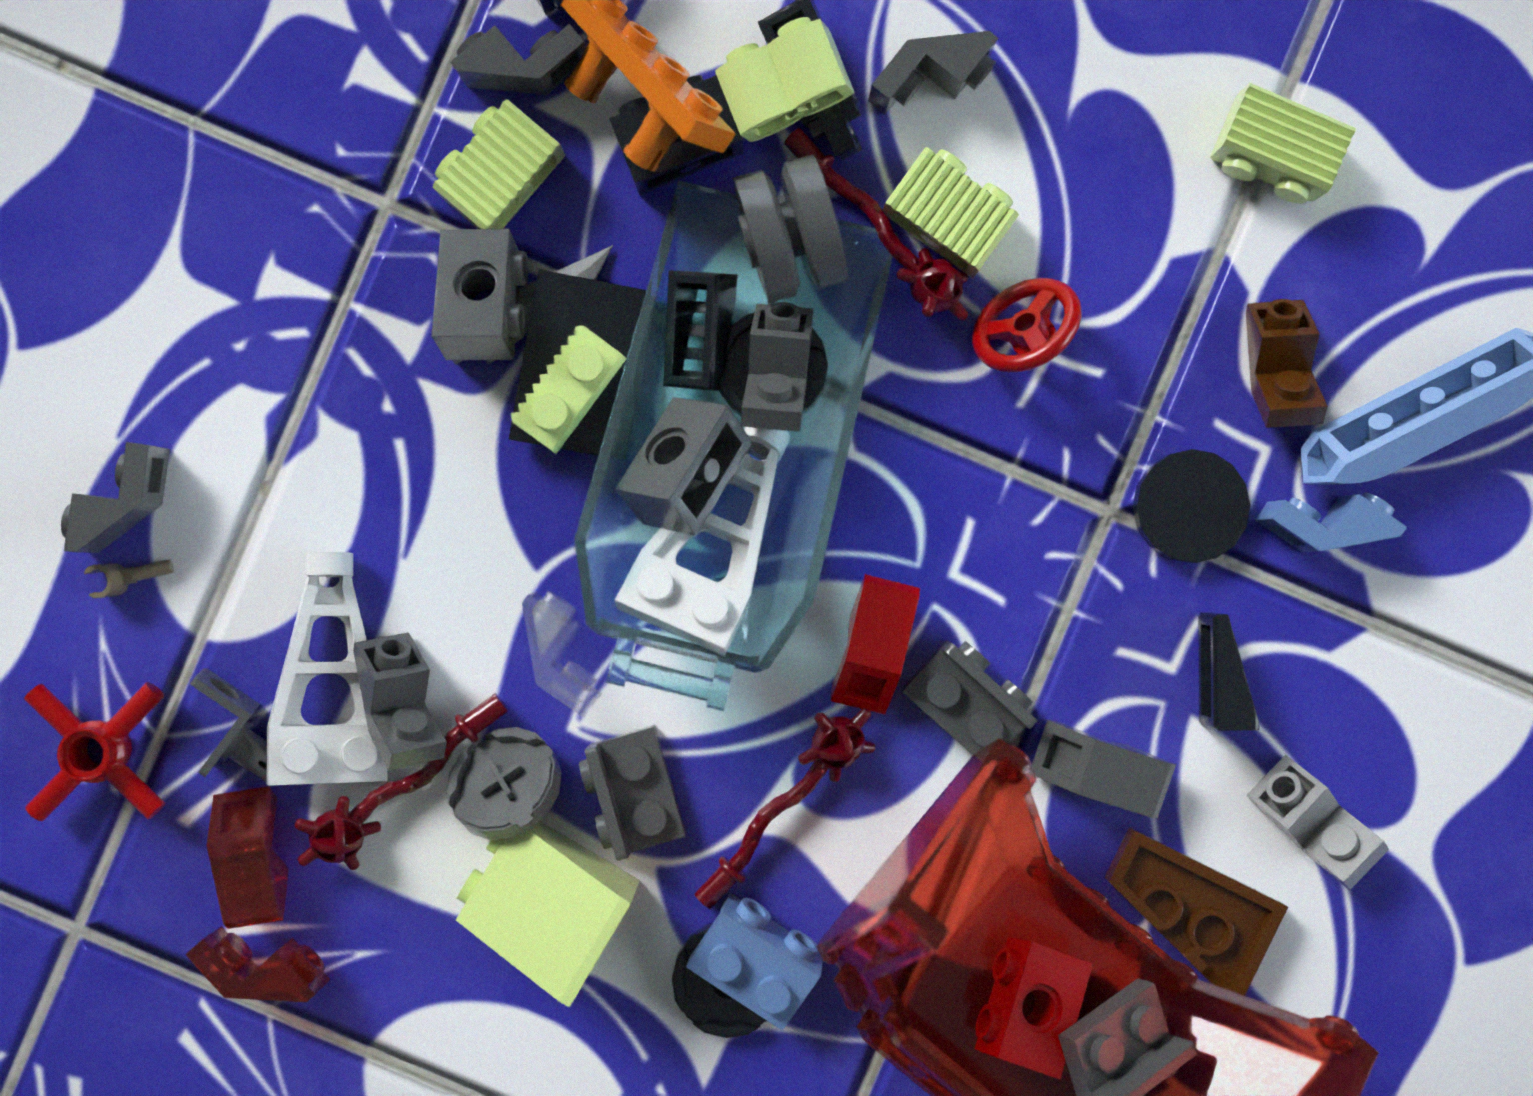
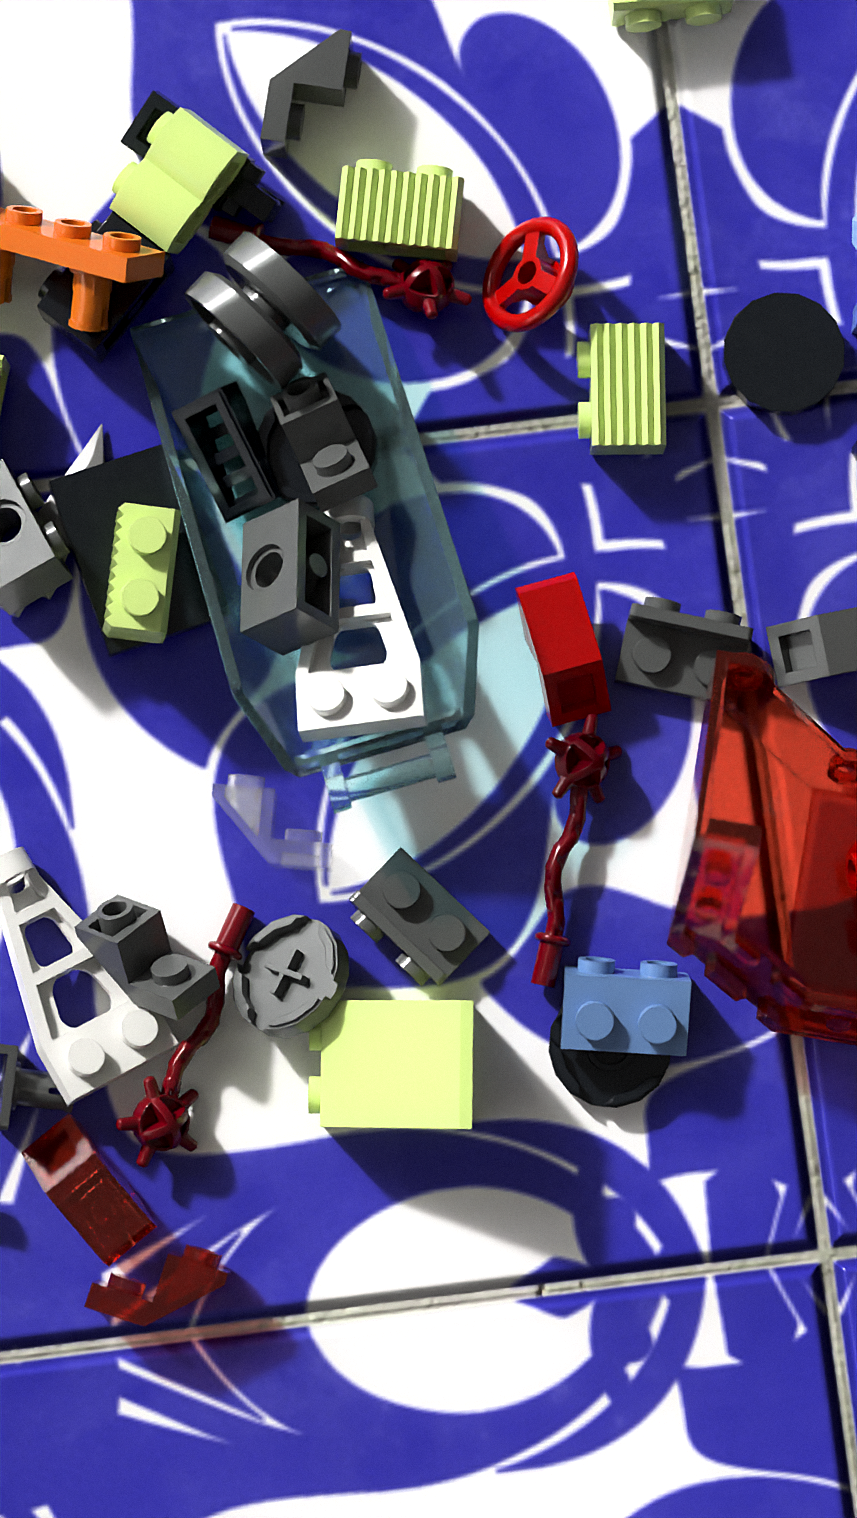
camera: 30 degrees left, 5 degrees down
(1048, 461) = (624, 389): none -> yellowish green brick
(1280, 363) = (788, 175): reddish brown slope -> none

